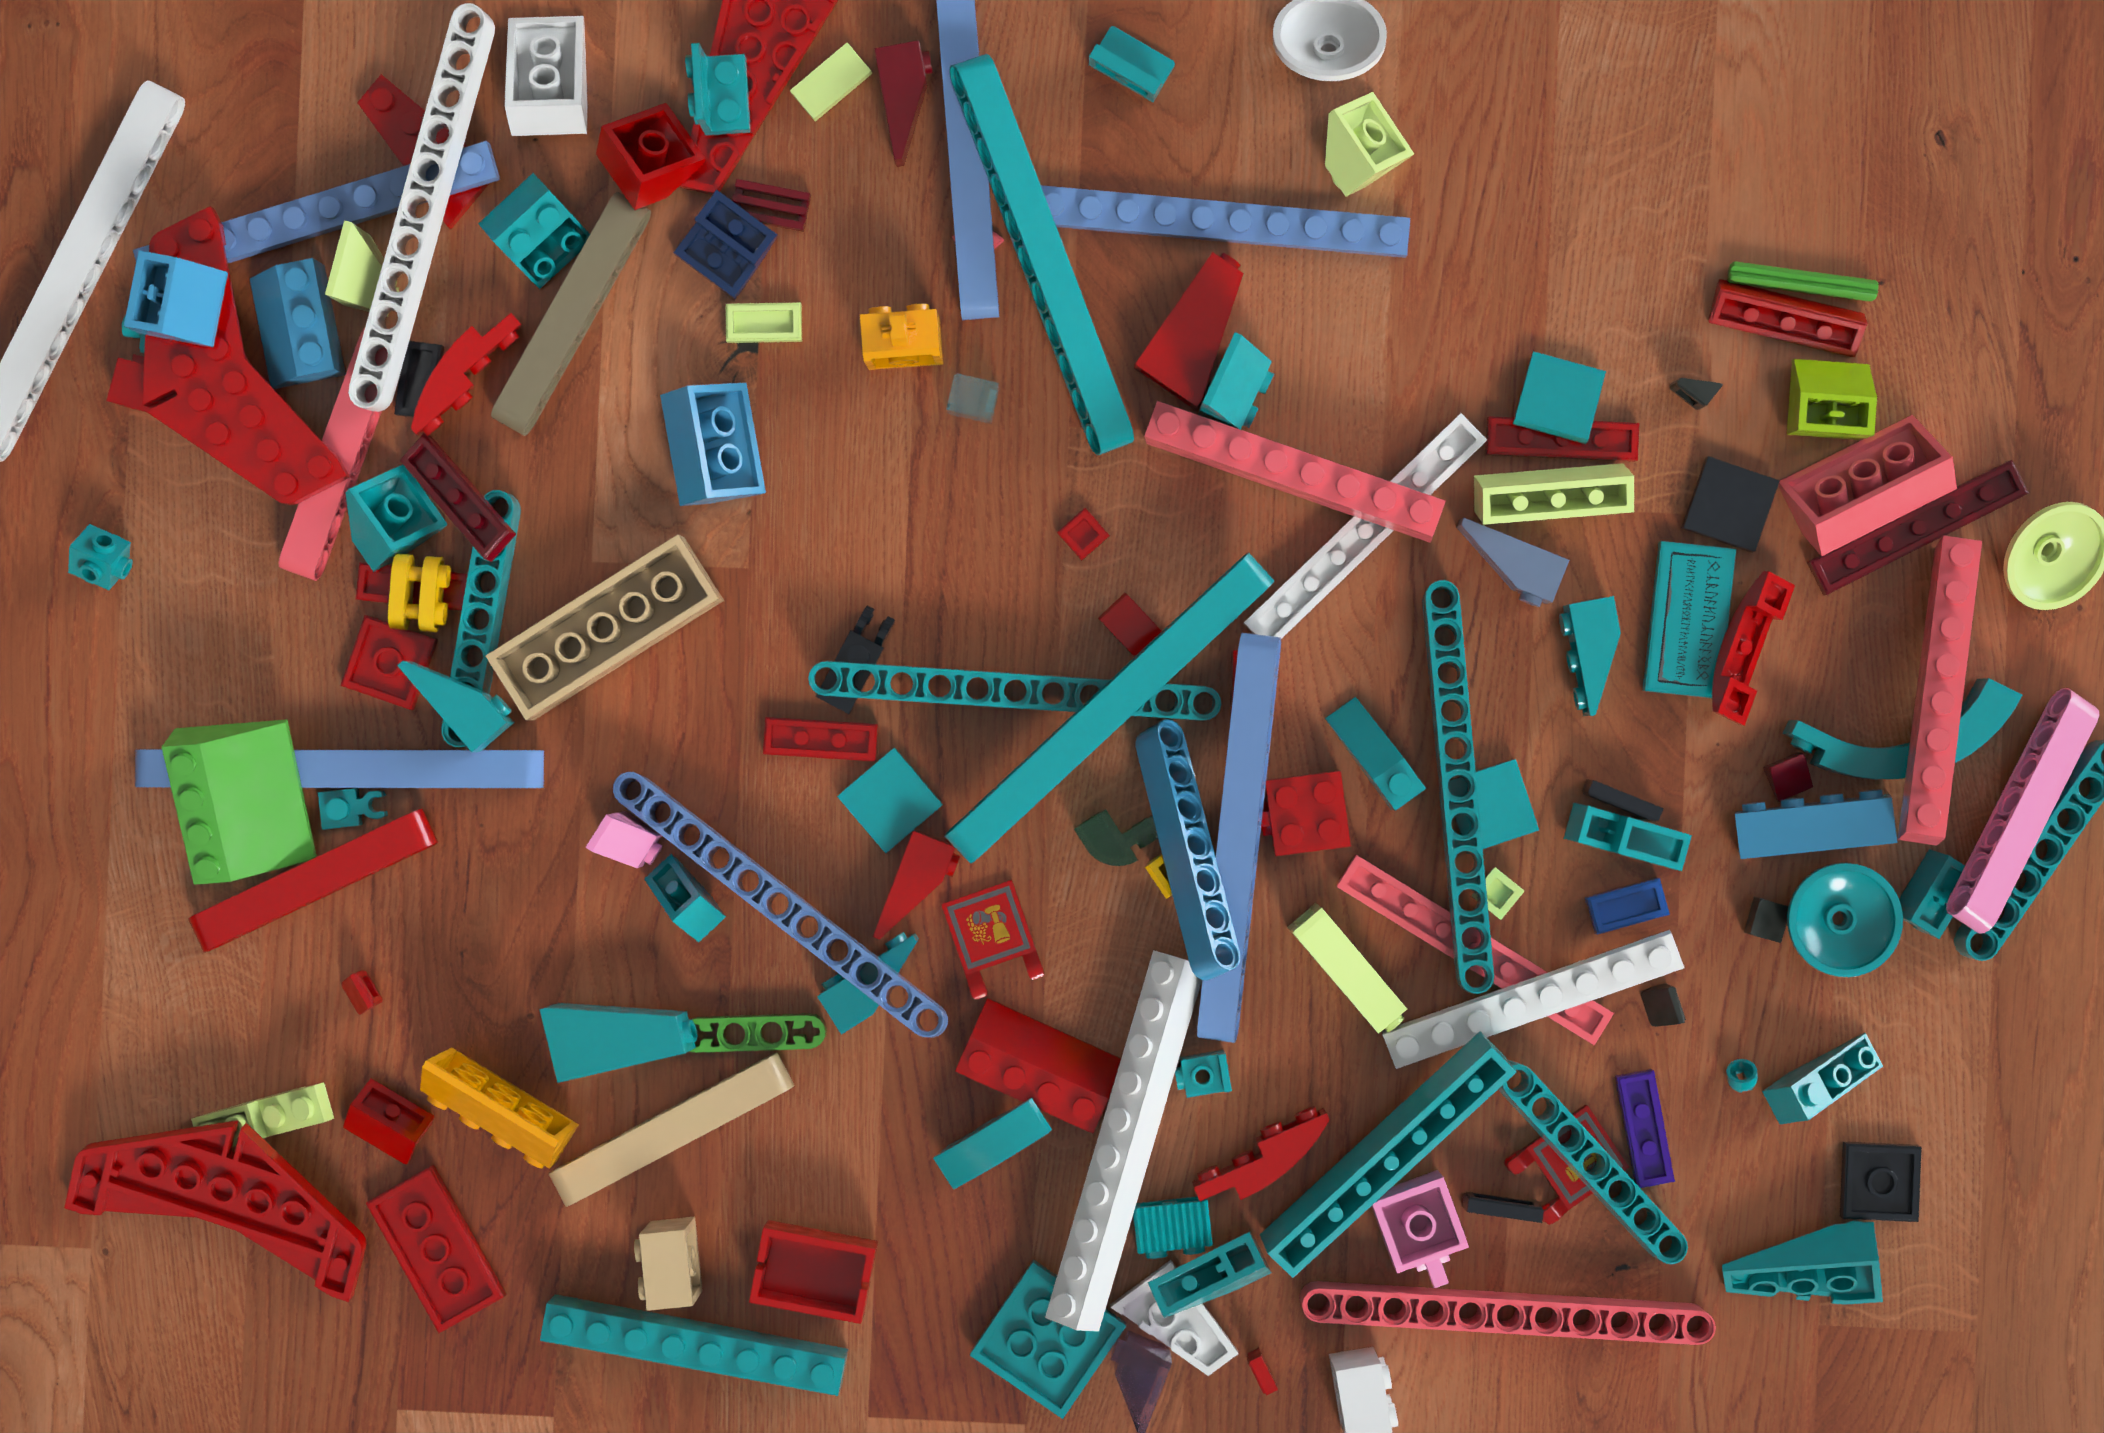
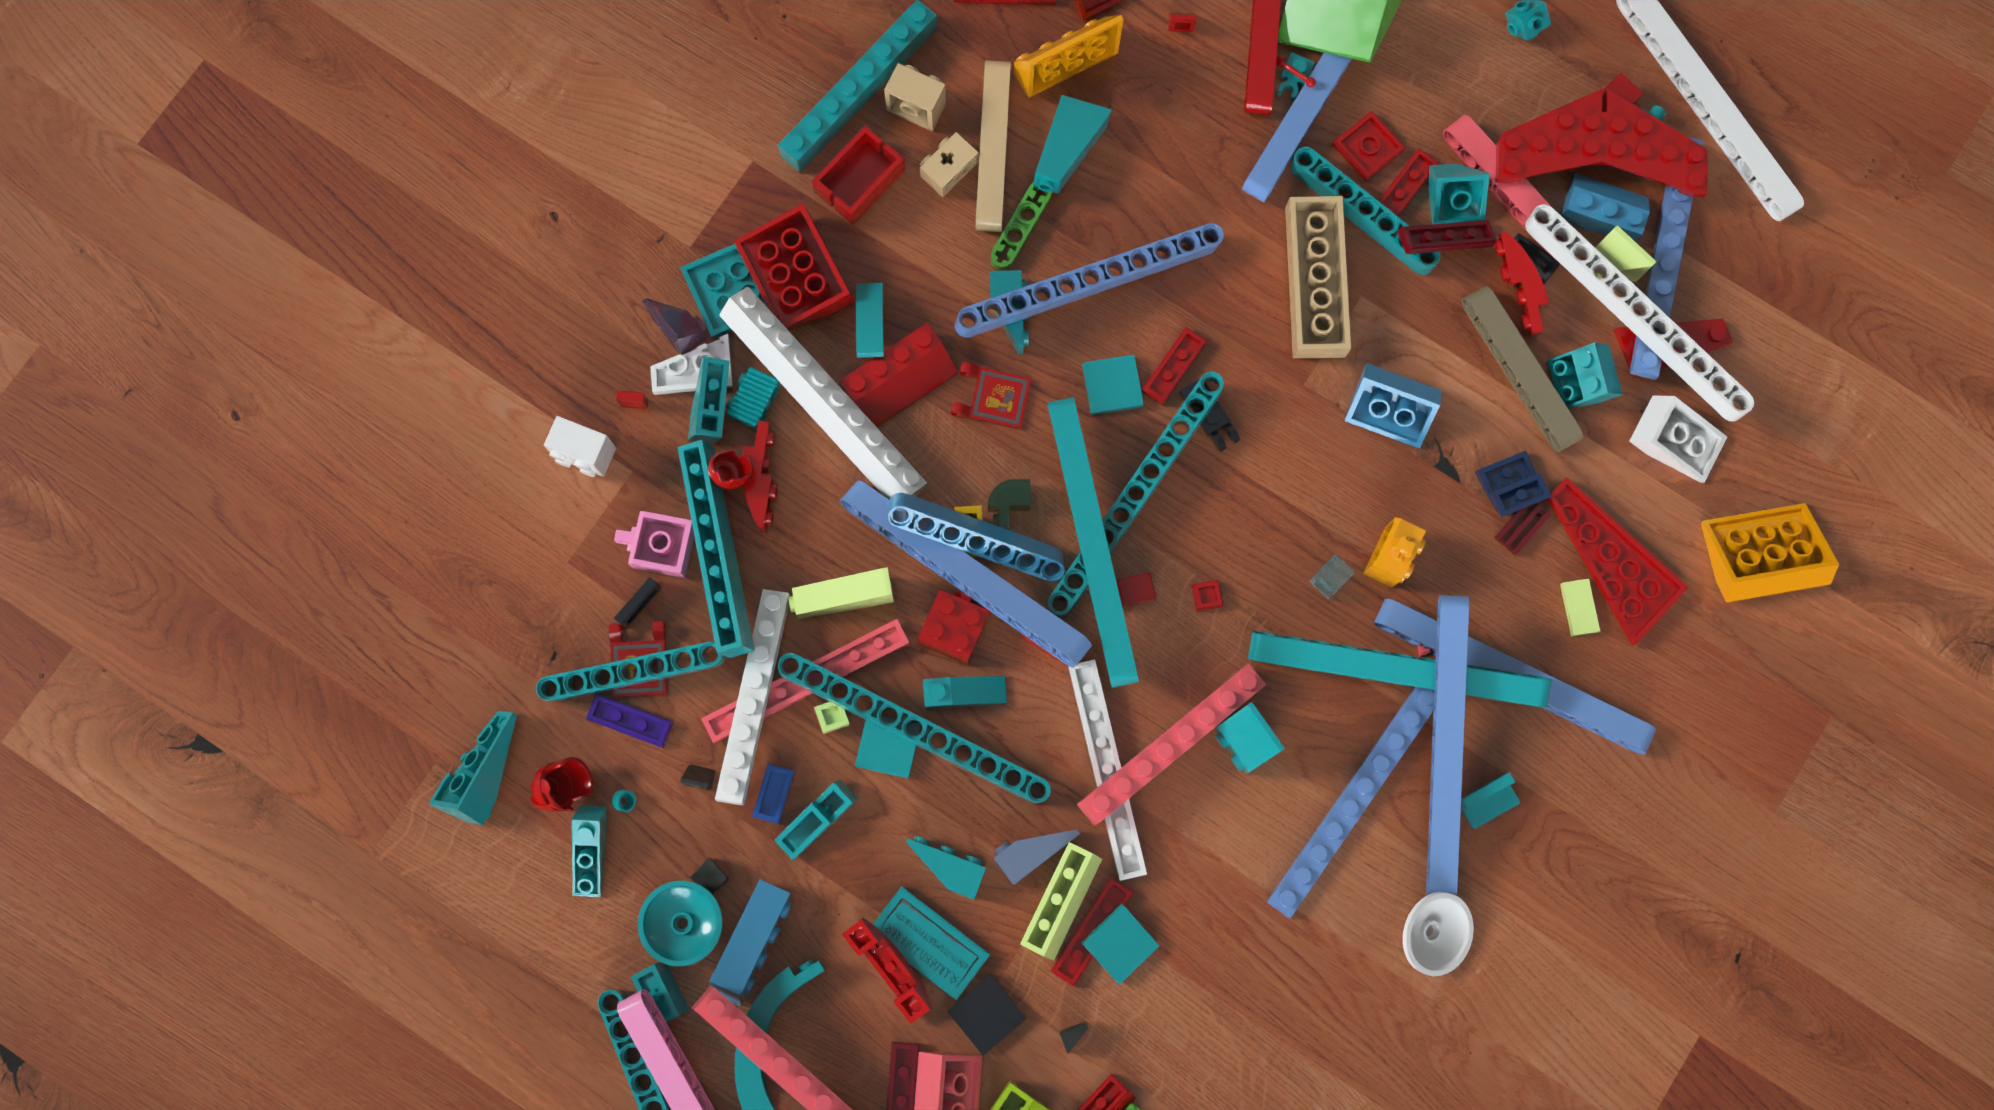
camera: 115 degrees right, 10 degrees down
(175, 299) = (1662, 137): dark azure slope -> none
(344, 835) = (1281, 62): none -> red hinge
(431, 610) = (1402, 181): yellow brick -> none
(467, 710) = (1315, 166): teal slope -> none
(625, 840) = (1184, 211): bright pink slope -> none
(648, 154) = (1596, 468): red slope -> none
(684, 898) = (1125, 230): teal slope -> none
(714, 1155) = (945, 177): none -> tan brick
(719, 93) = (1613, 529): teal bracket -> none
(763, 322) = (1451, 480): yellowish green tile -> none
(903, 86) = (1550, 647): dark red slope -> none
(920, 872) = (1057, 373): red slope -> none
(982, 1276) = (794, 269): none -> red slope
(1102, 146) = (1447, 744): none -> medium blue beam
(1190, 337) = (1299, 735): red slope -> none
(1214, 1062) = (832, 480): teal brick -> none
(1284, 1196) = (729, 469): none -> red hair
(1362, 144) = (1355, 915): yellowish green slope -> none
(1522, 1322) = (571, 580): coral beam -> none
(1622, 800) = (841, 829): black tile -> none
(1772, 1161) = (561, 784): none -> red helmet
(1789, 776) = (791, 946): dark red slope -> none
(1880, 1181) = (502, 849): black tile -> none

